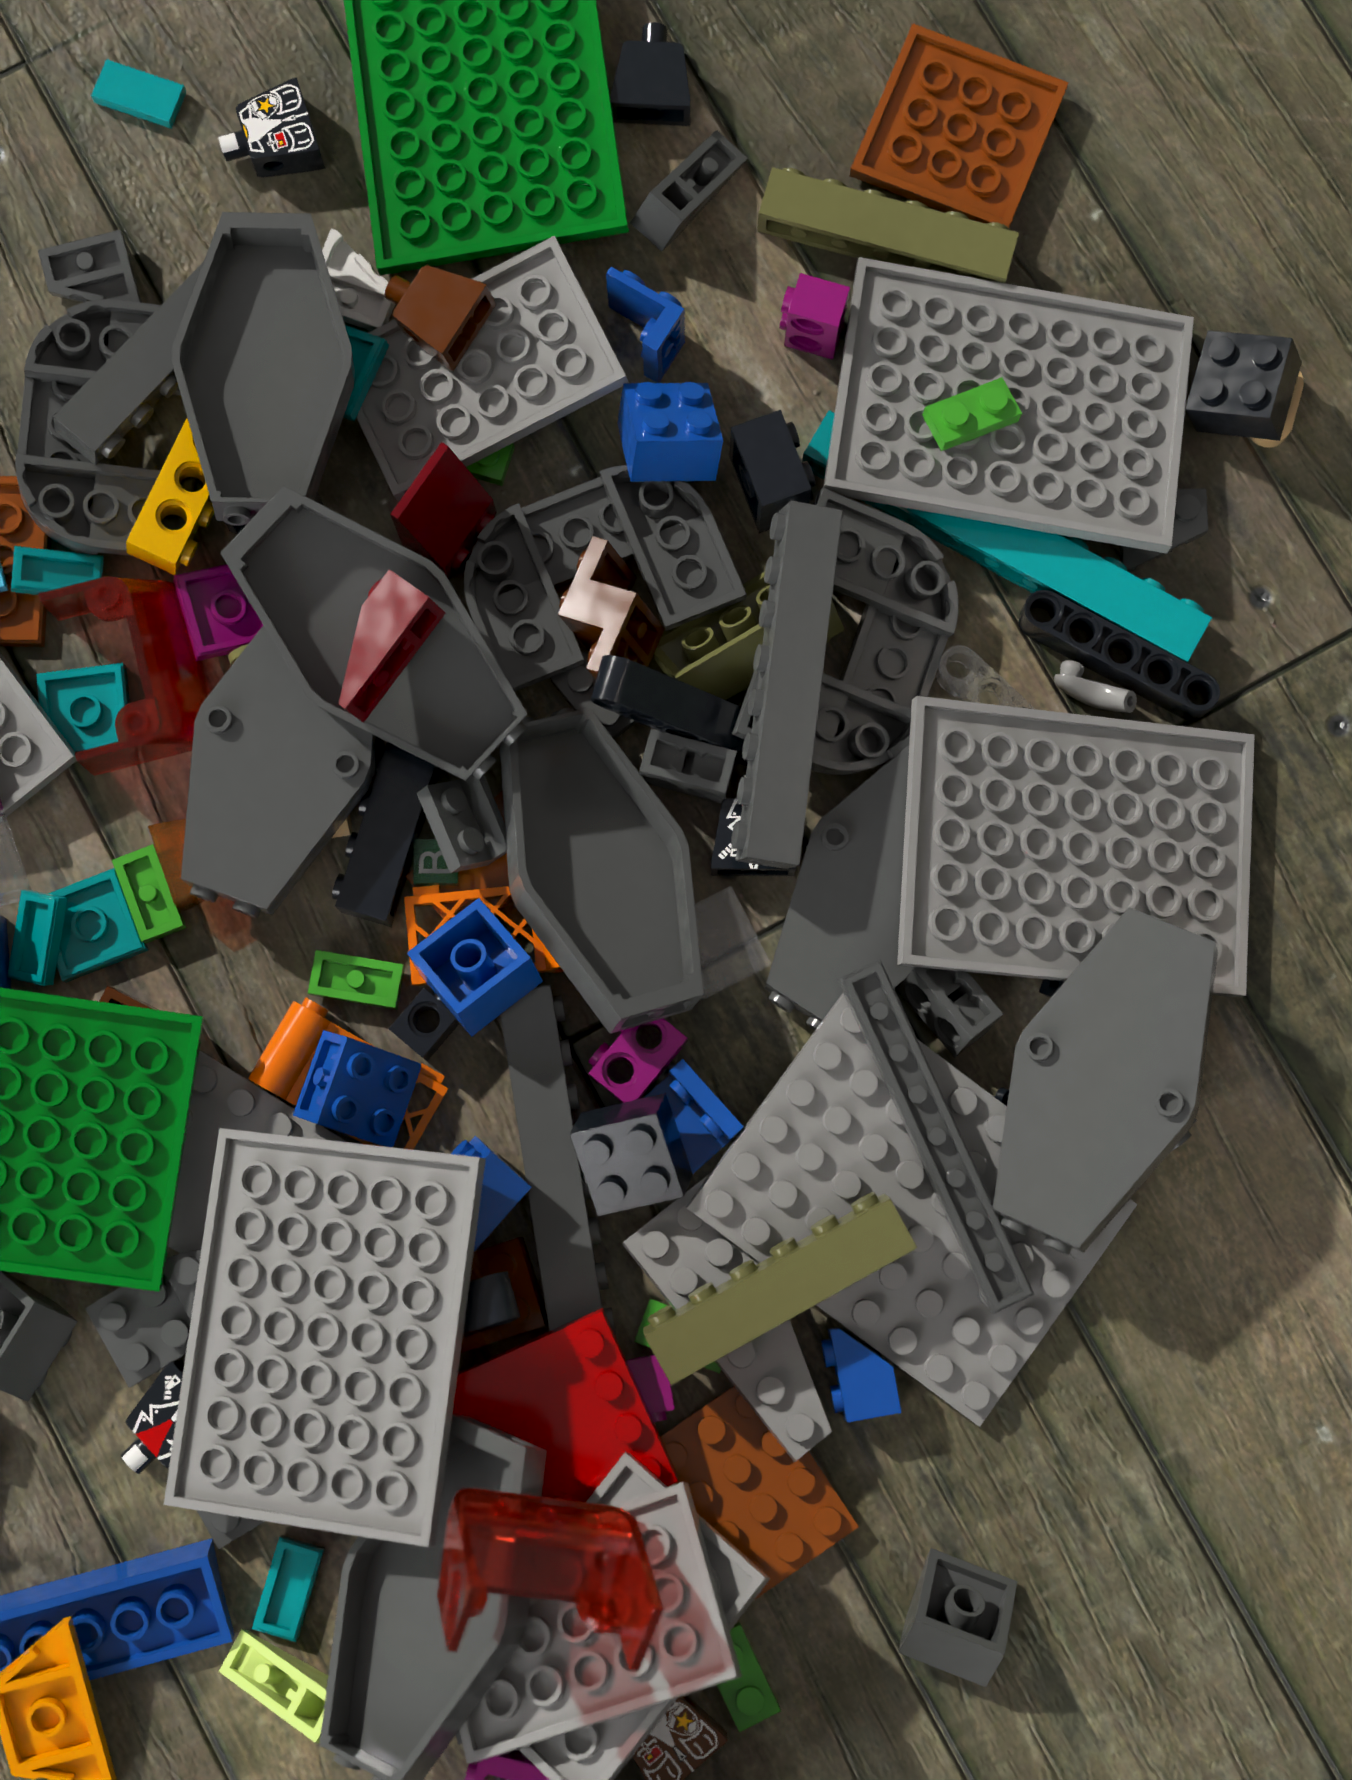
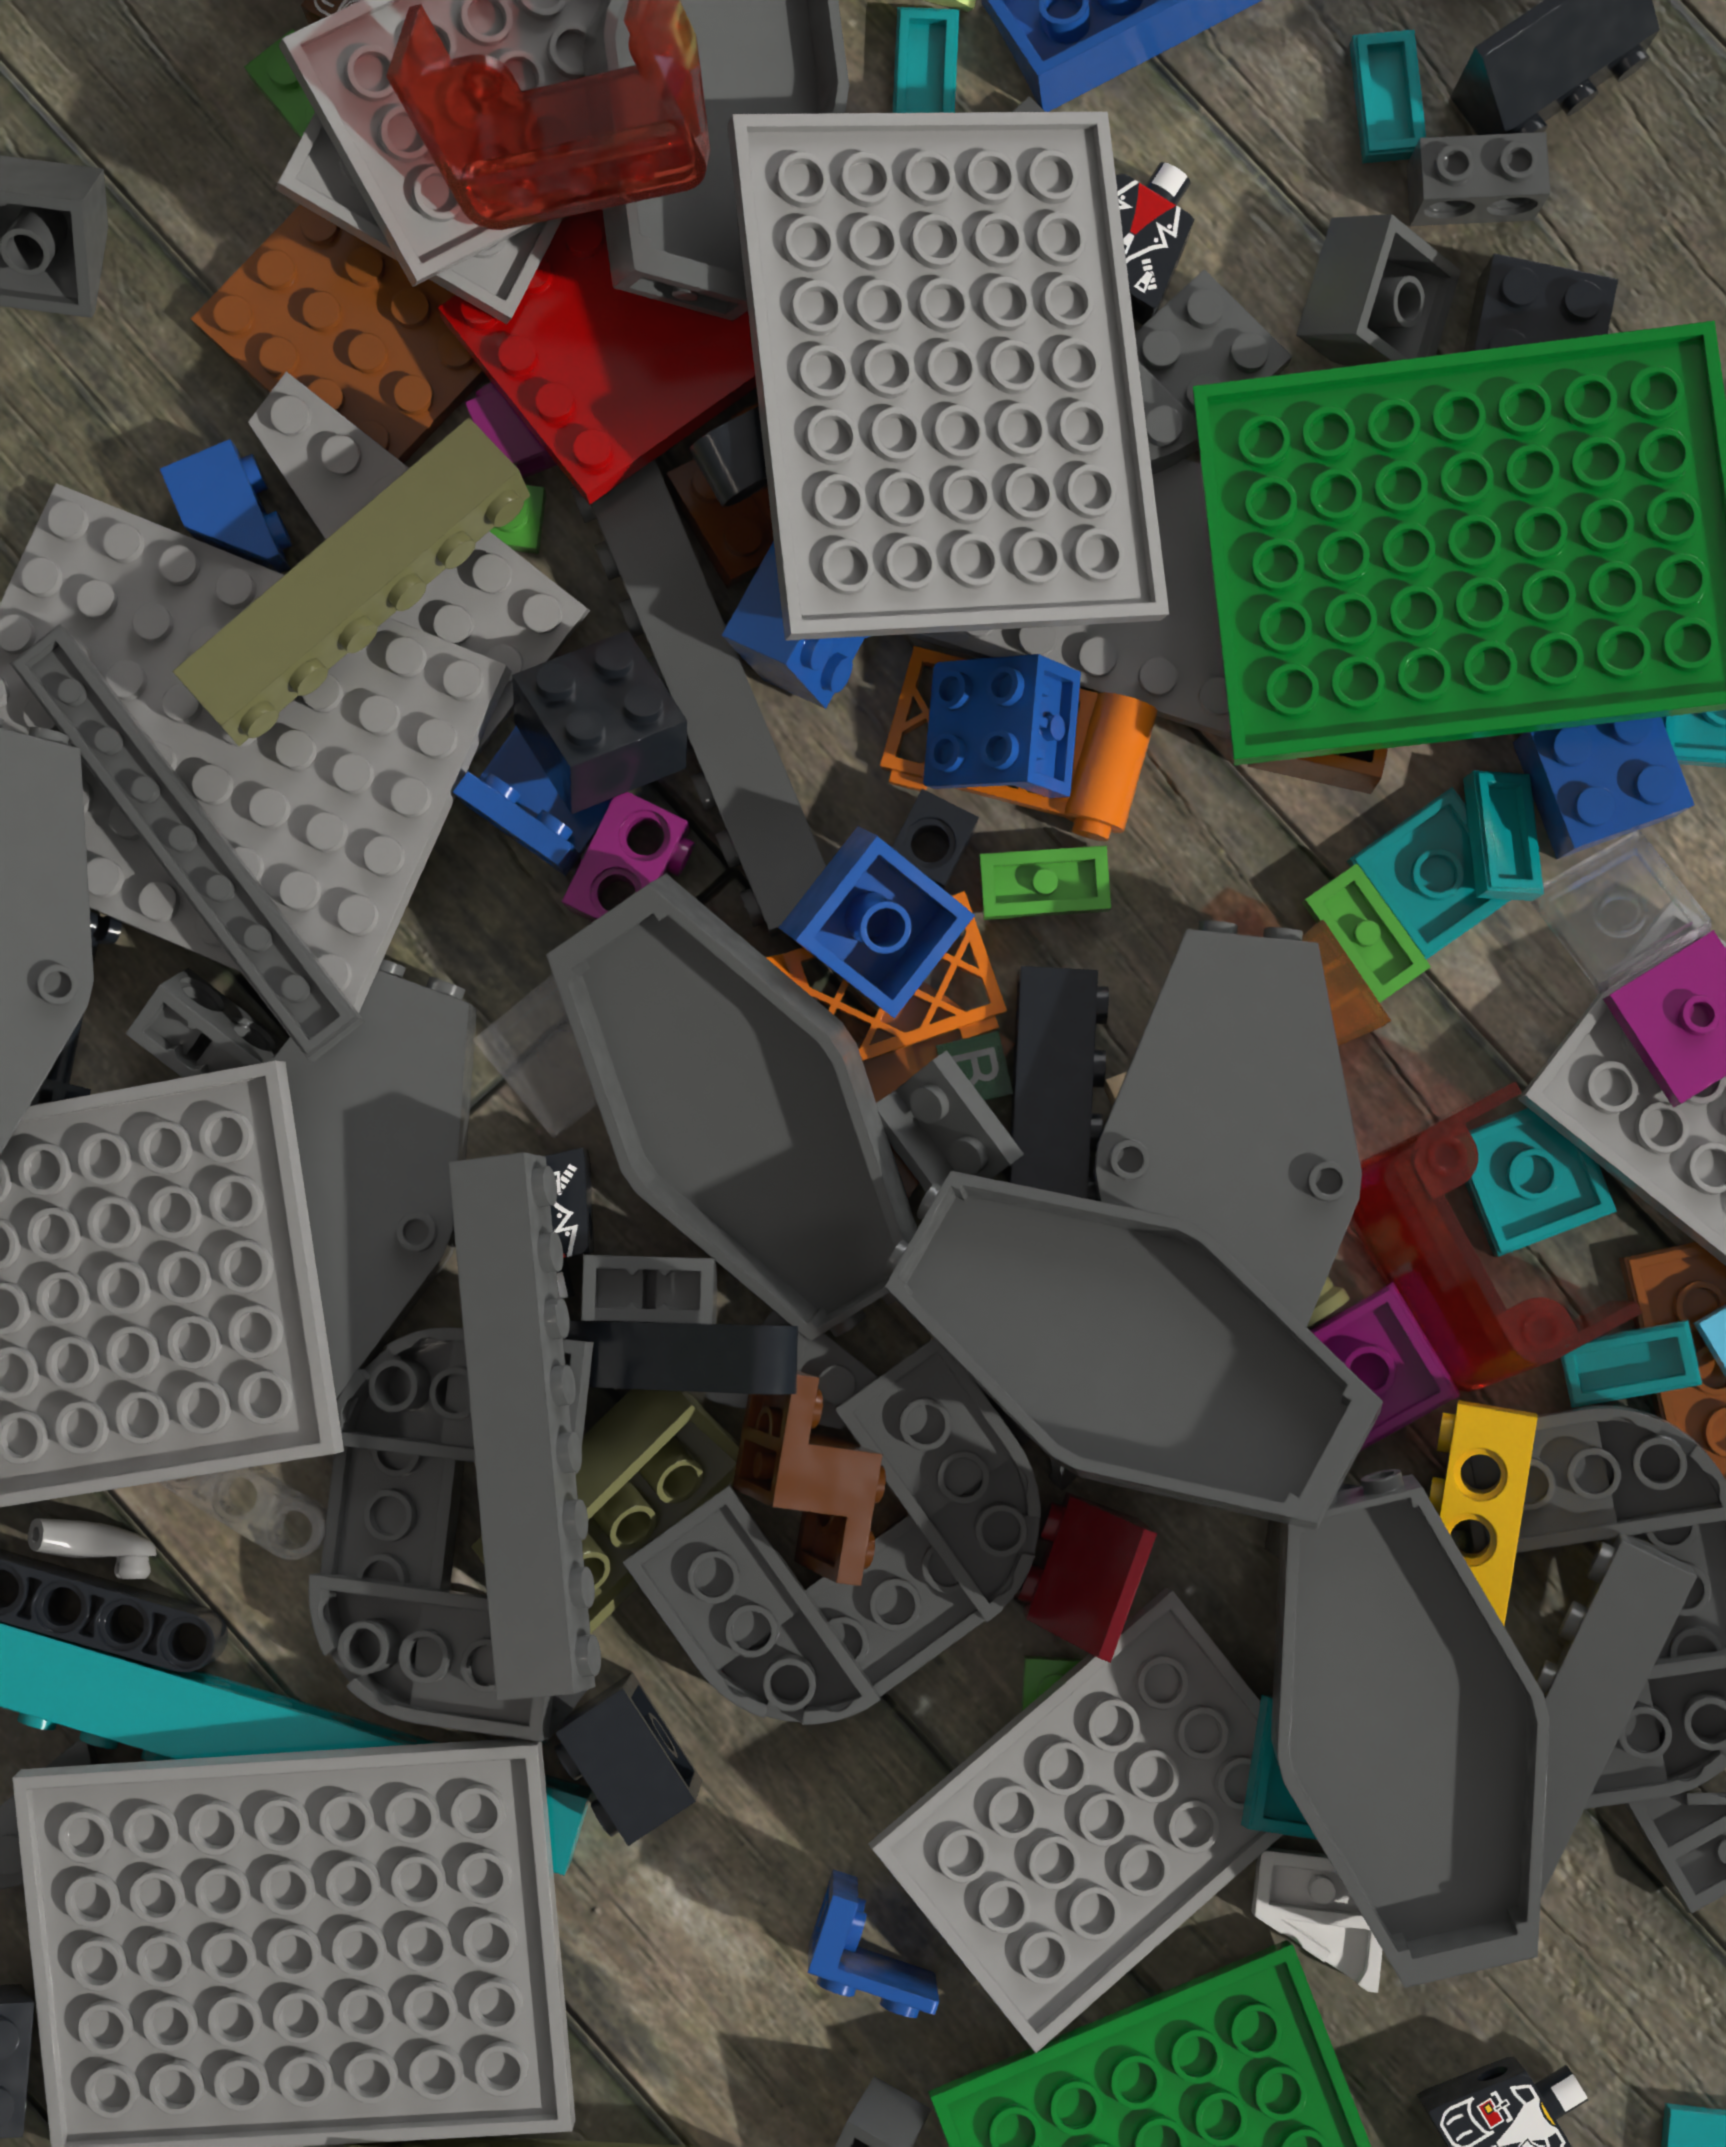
camera: 165 degrees right, 5 degrees up
(387, 636) = (1108, 1343): dark red slope -> none
(440, 311) = (1175, 1888): reddish brown torso -> none
(669, 432) = (790, 1782): blue brick -> none
(814, 315) = (617, 2020): magenta brick -> none
(971, 414) = (345, 1912): bright green plate -> none

